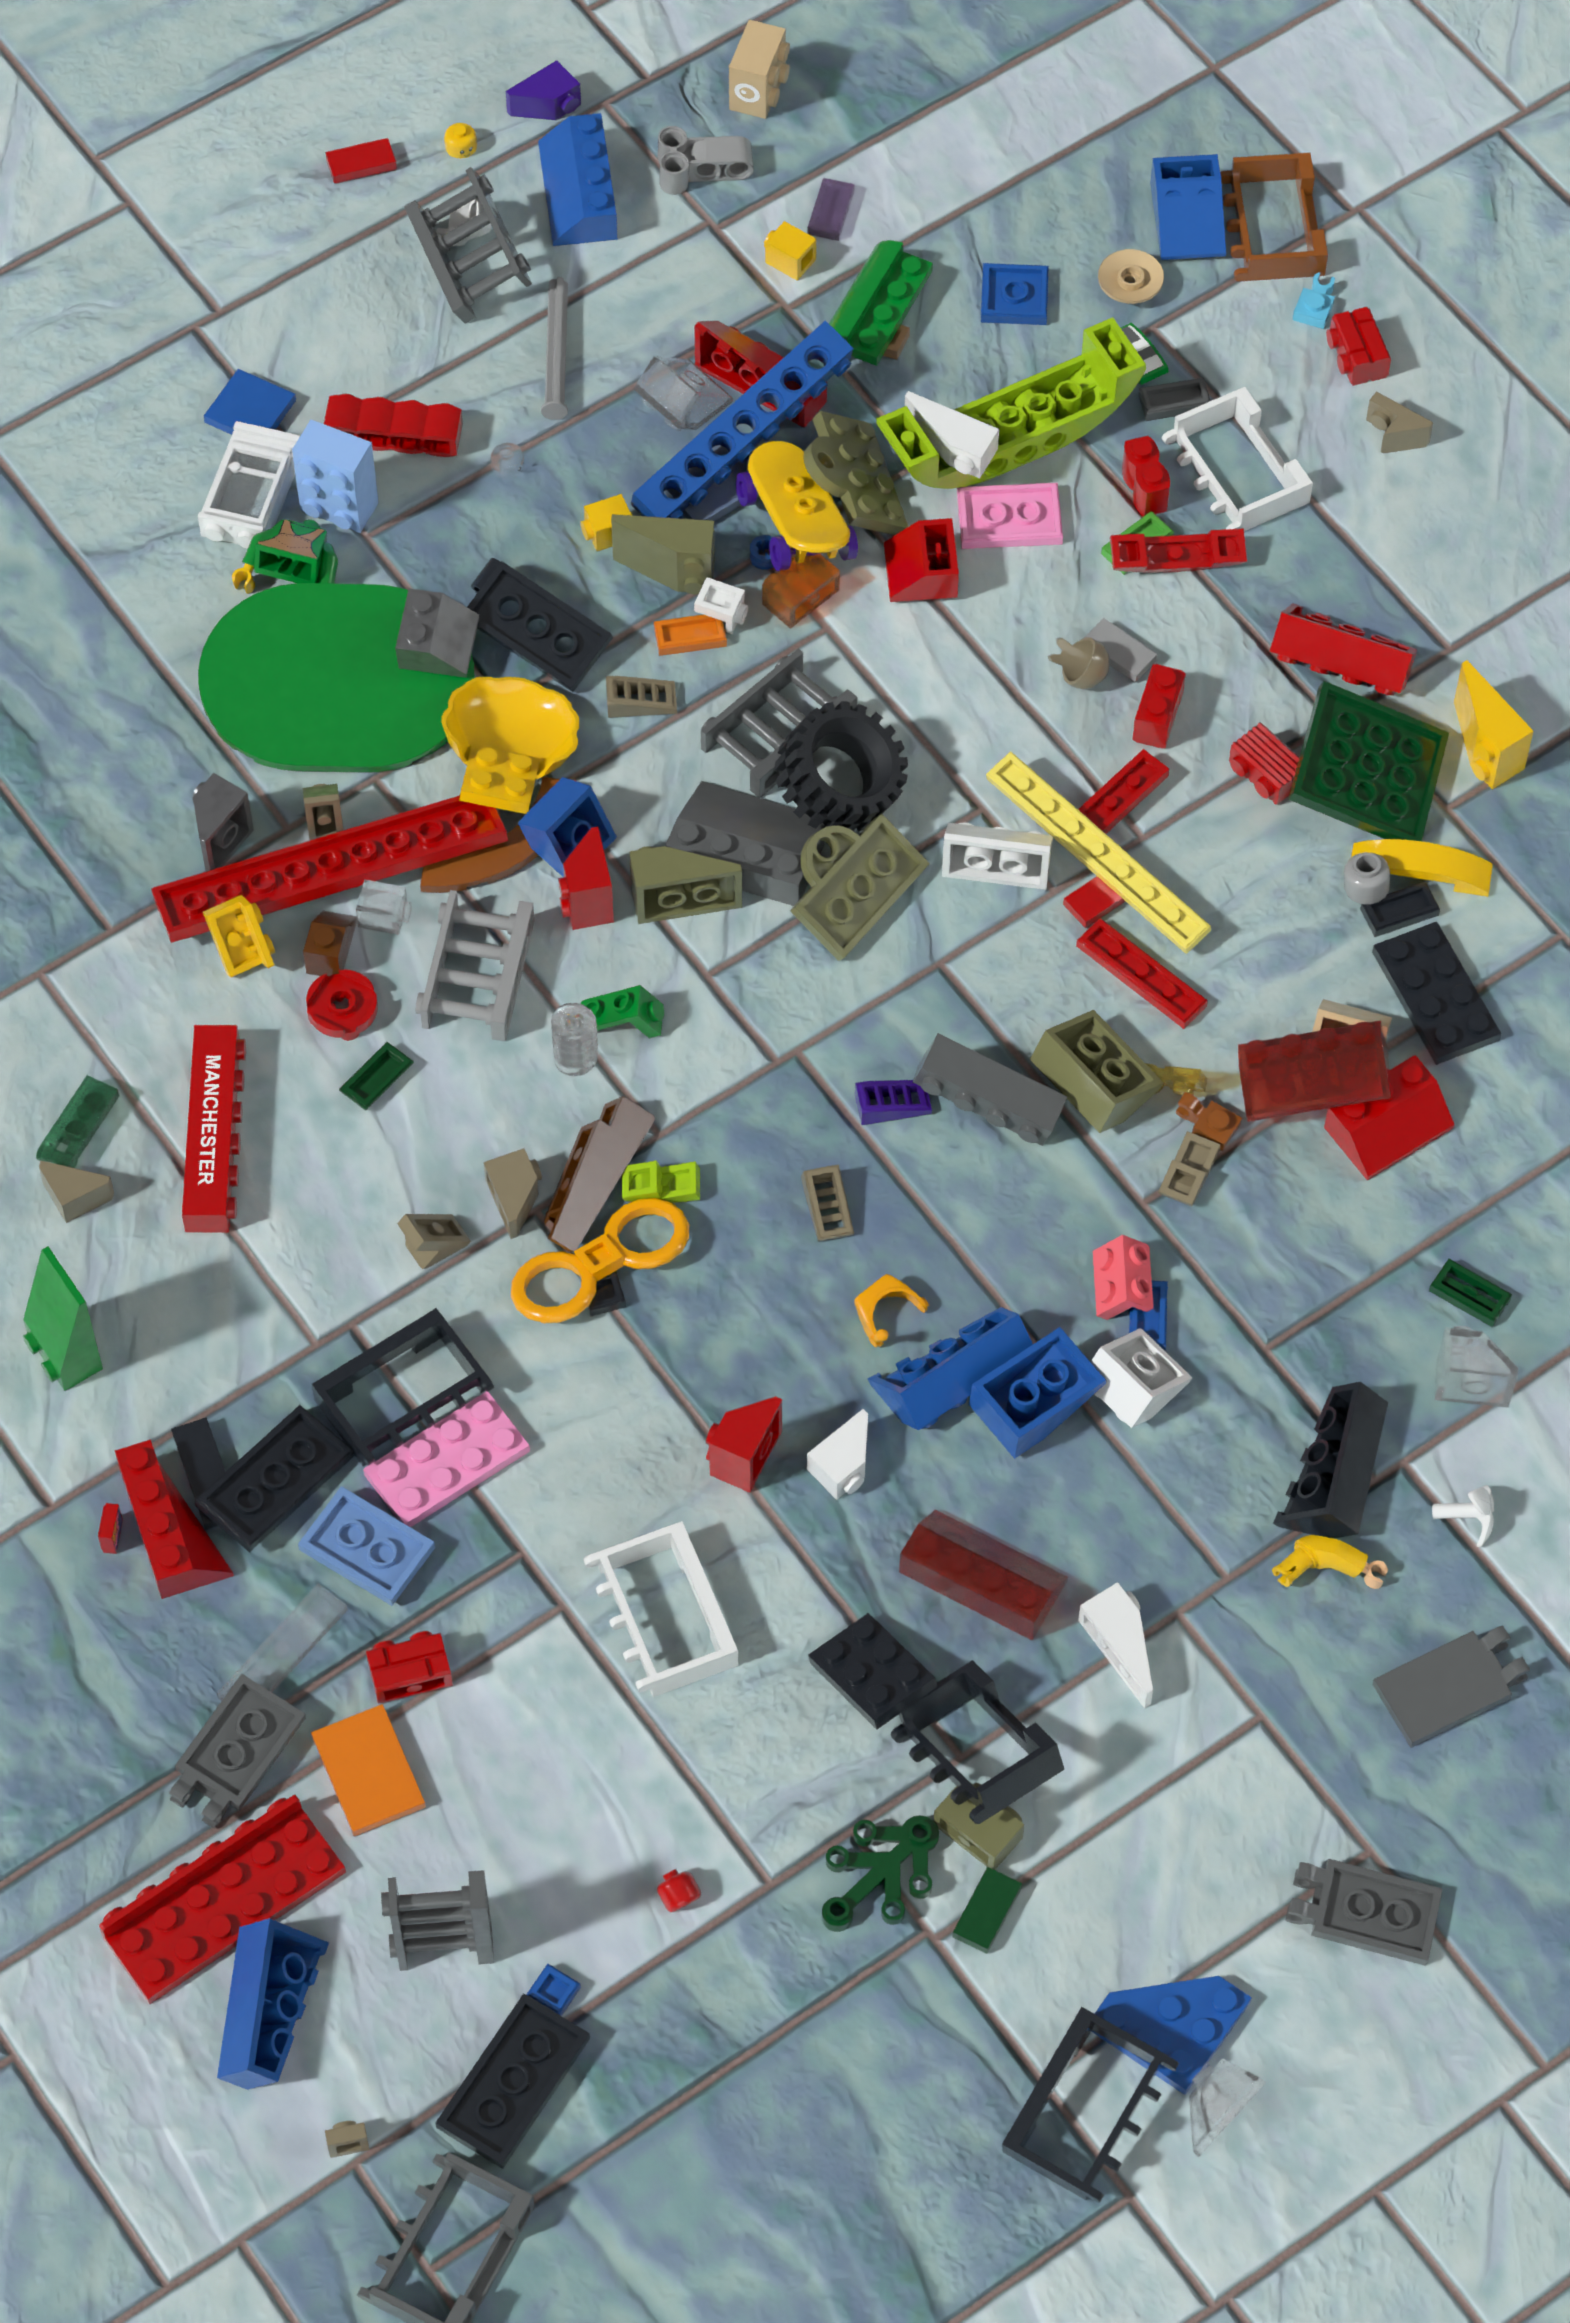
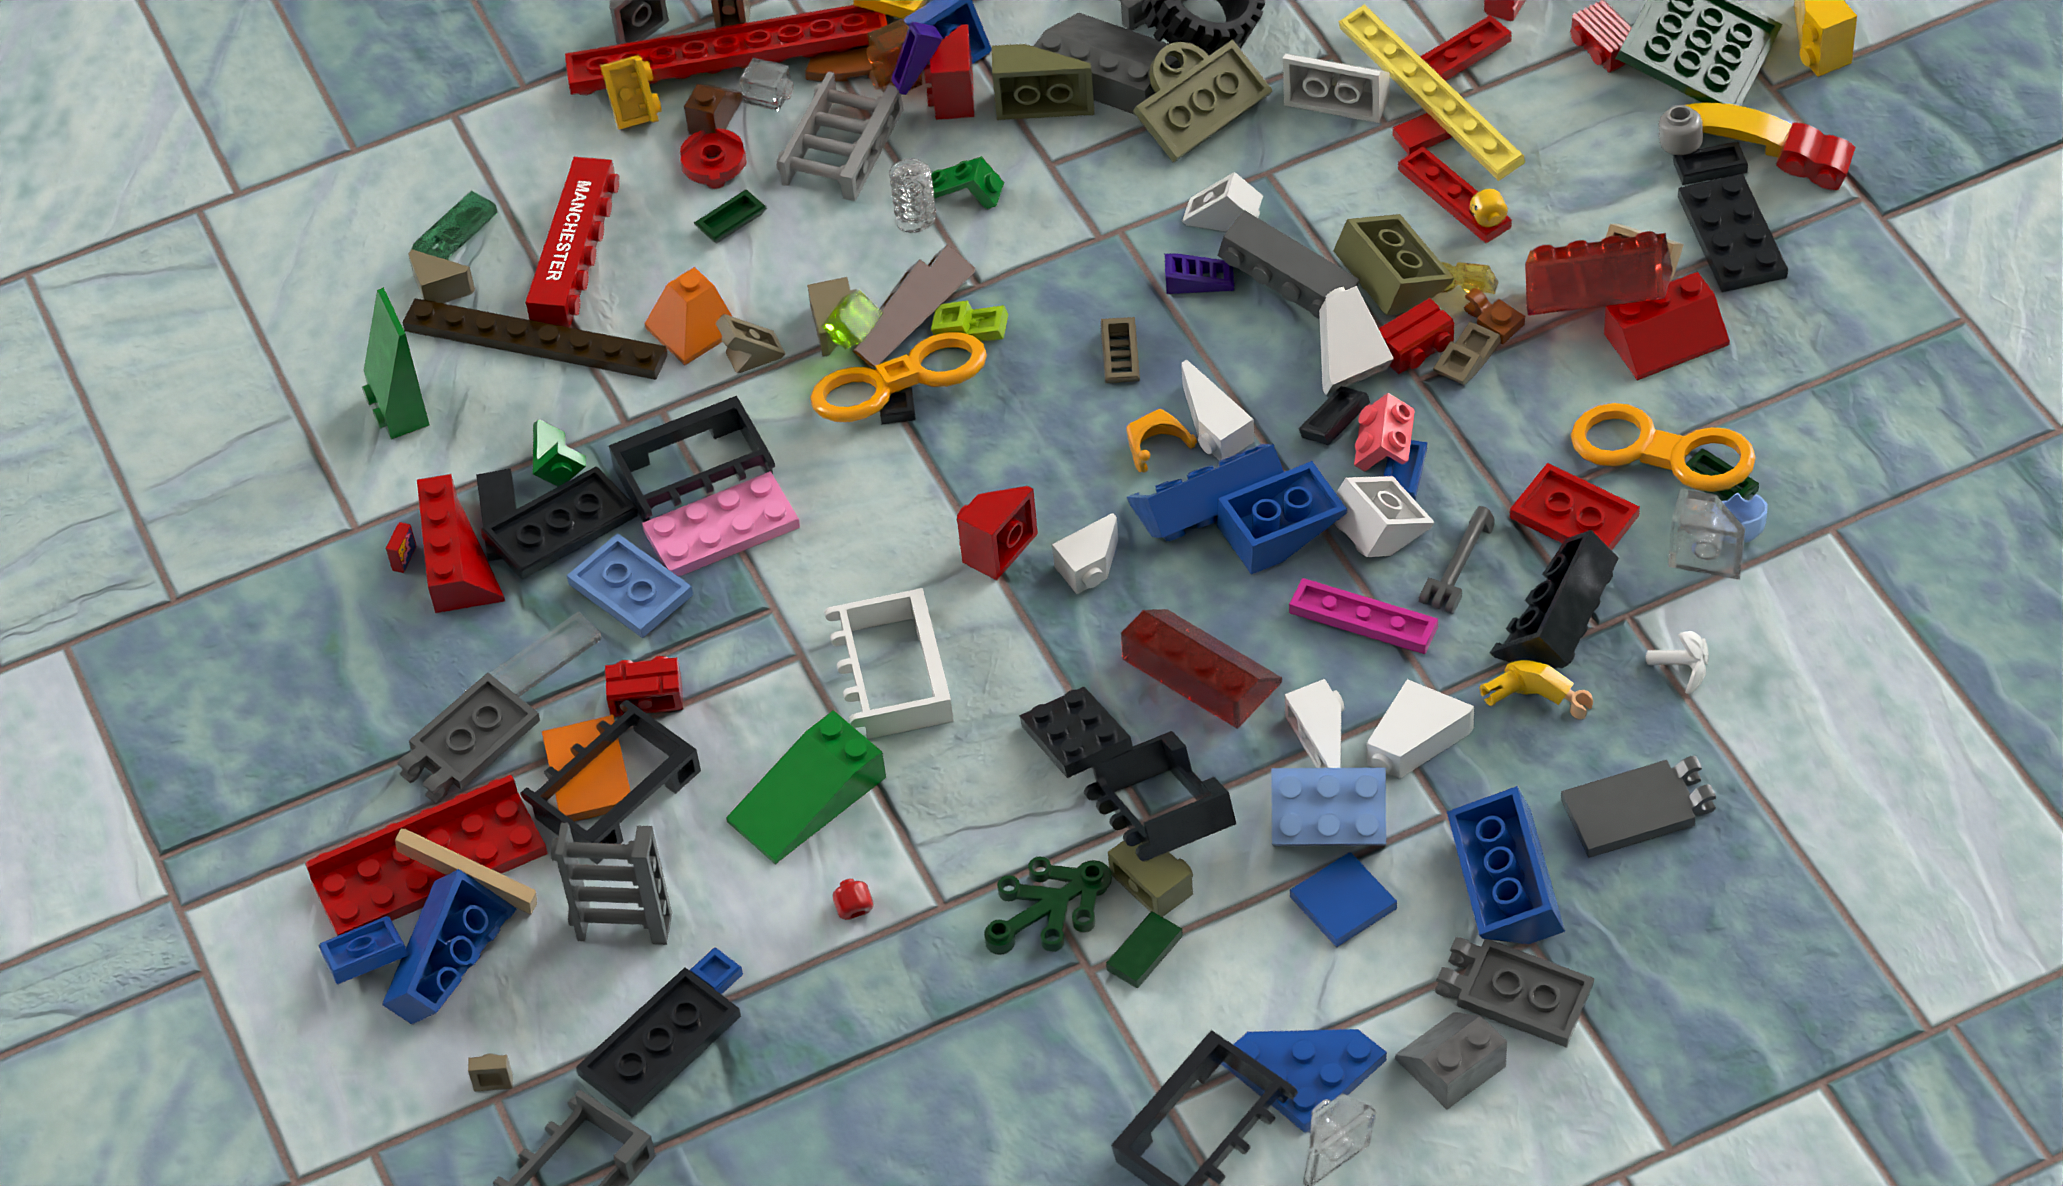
camera: 15 degrees right, 10 degrees down
(181, 2016) = (363, 950): none -> blue tile
(195, 1251) = (535, 338): none -> dark brown plate
(249, 1405) = (551, 457): none -> green bracket
(264, 1910) = (449, 861): none -> tan tile
(360, 1210) = (687, 316): none -> orange slope
(409, 1843) = (673, 772): none -> black hinge
(519, 867) = (884, 52): none -> clear orange brick
(542, 1203) = (852, 319): none -> clear neon green brick
(548, 870) = (916, 52): none -> dark purple slope
(605, 1767) = (808, 787): none -> green slope
(904, 1015) = (1222, 204): none -> white slope
(948, 1280) = (1218, 420): none -> white slope
(1066, 1259) = (1334, 415): none -> black tile
(1069, 1172) = (1349, 341): none -> white slope
(1133, 1156) = (1417, 335): none -> red brick
(1139, 1496) = (1363, 616): none -> dark pink plate
(1149, 1732) = (1328, 806): none -> light blue brick
(1176, 1827) = (1343, 899): none -> blue tile
(1185, 994) = (1488, 207): none -> yellow piece
(1217, 1625) = (1417, 729): none -> white slope
(1238, 1372) = (1480, 521): none -> dark grey hinge
(1318, 1993) = (1455, 1057): none -> flat silver slope
(1330, 1347) = (1567, 505): none -> red plate
(1335, 1779) = (1505, 869): none -> blue slope
(1409, 1263) = (1662, 447): none -> light orange bar
(1509, 895) = (1815, 156): none -> red brick
(1509, 1334) = (1750, 514): none -> light blue hair

